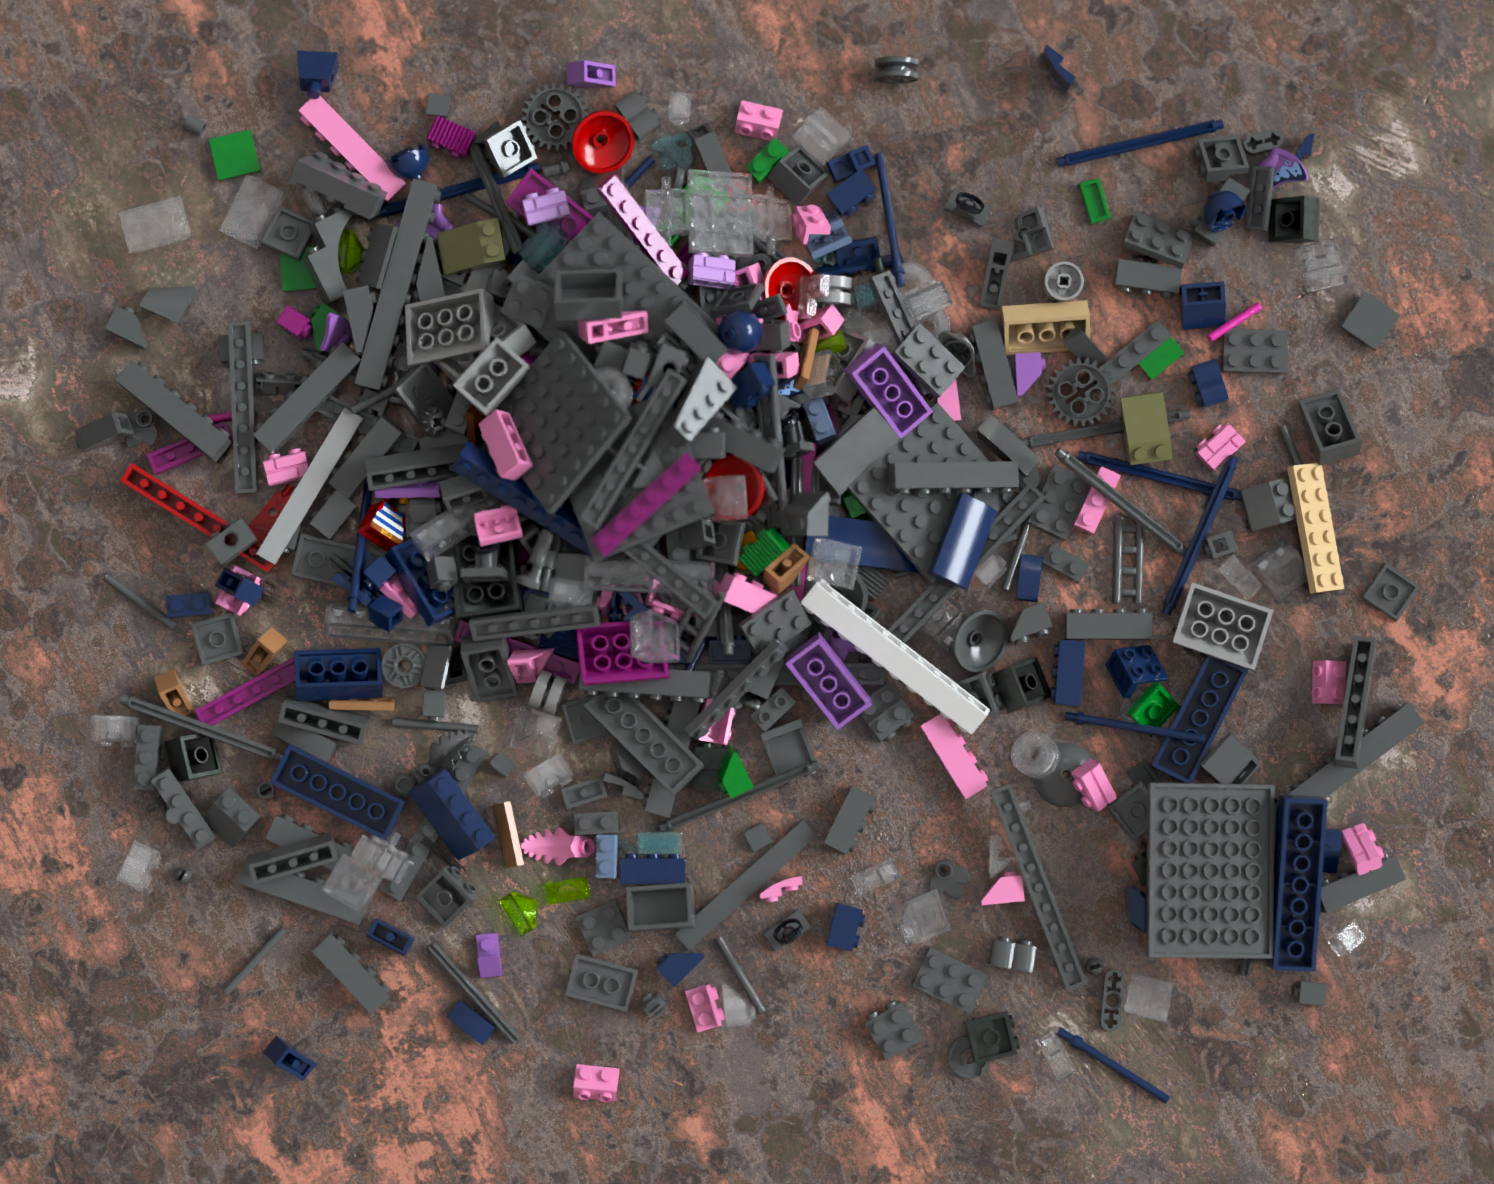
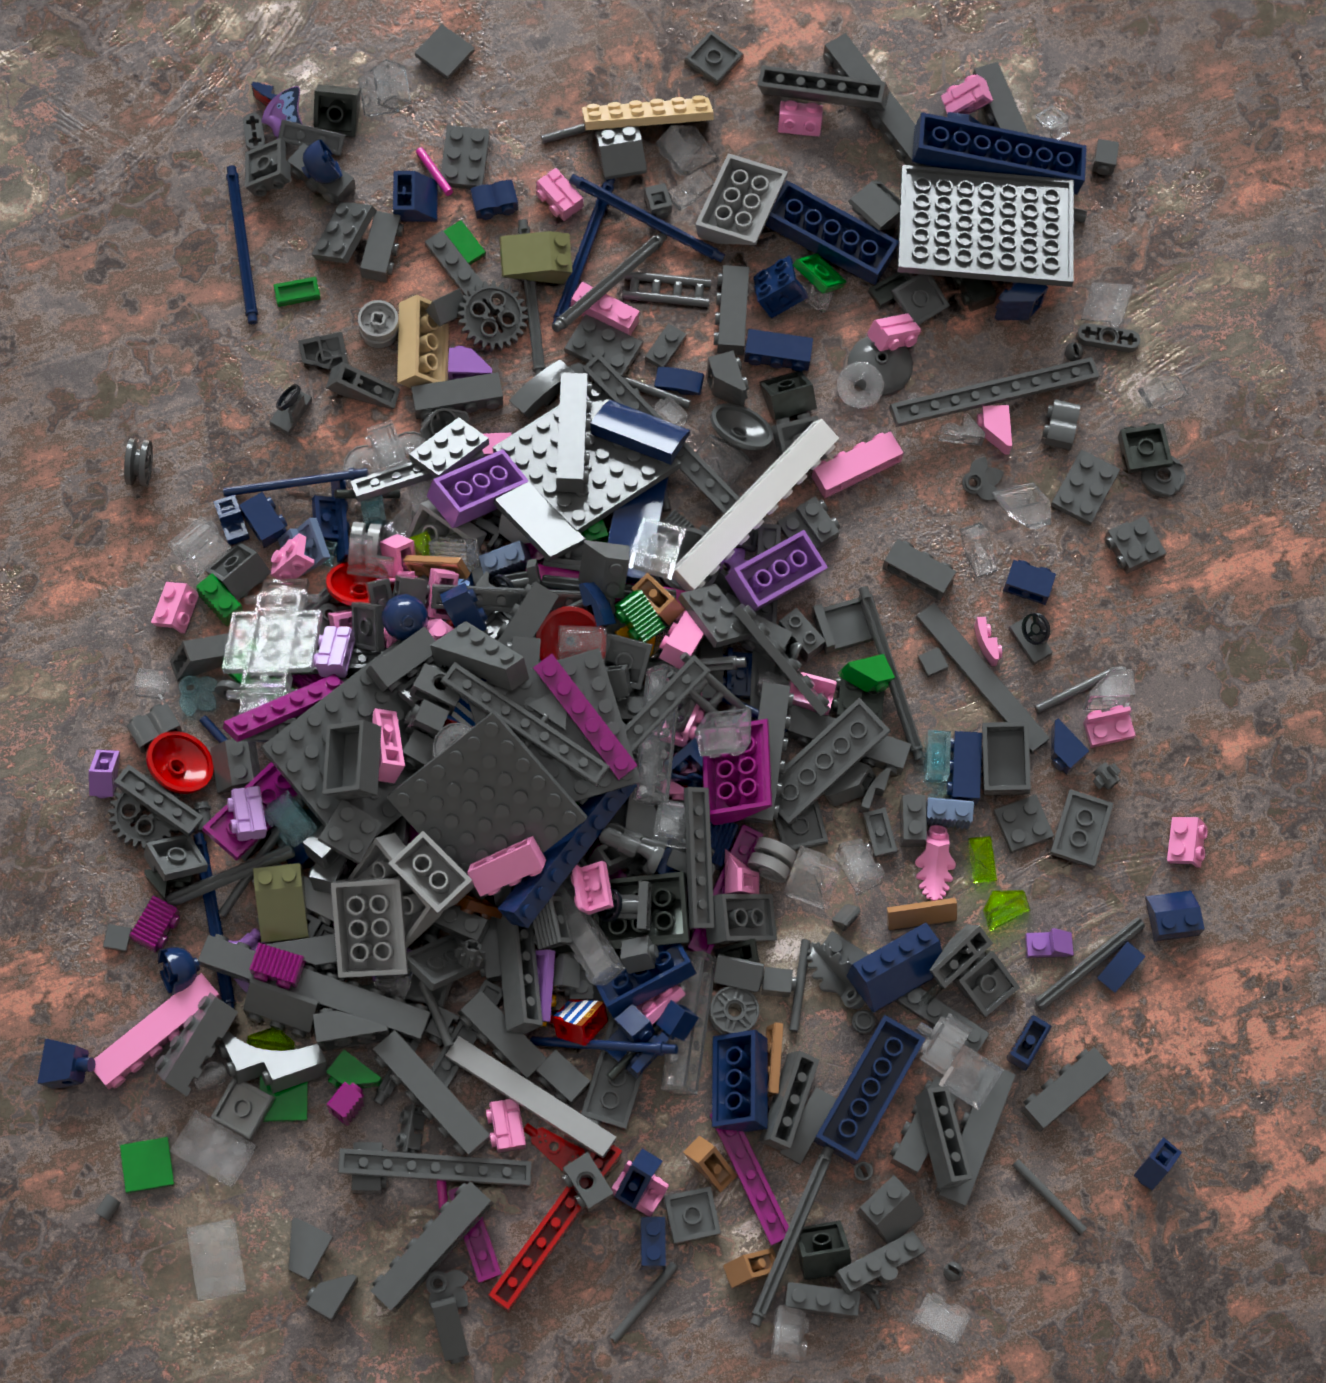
camera: 90 degrees left, 15 degrees down
(337, 331) = (362, 1056): medium lavender arm -> none
(409, 248) = (277, 966): none -> magenta brick
(467, 869) = (960, 953): none -> dark grey slope
(524, 1071) = (1174, 916): none -> dark blue slope
(562, 126) = (158, 800): none -> dark grey plate
(774, 507) = (594, 597): none -> dark blue slope
(1052, 62) = (151, 312): dark blue slope -> none
(1077, 1042) = (1151, 371): dark blue bar -> none
(1081, 718) = (825, 343): dark blue bar -> none
(1330, 427) = (548, 94): dark grey slope -> none

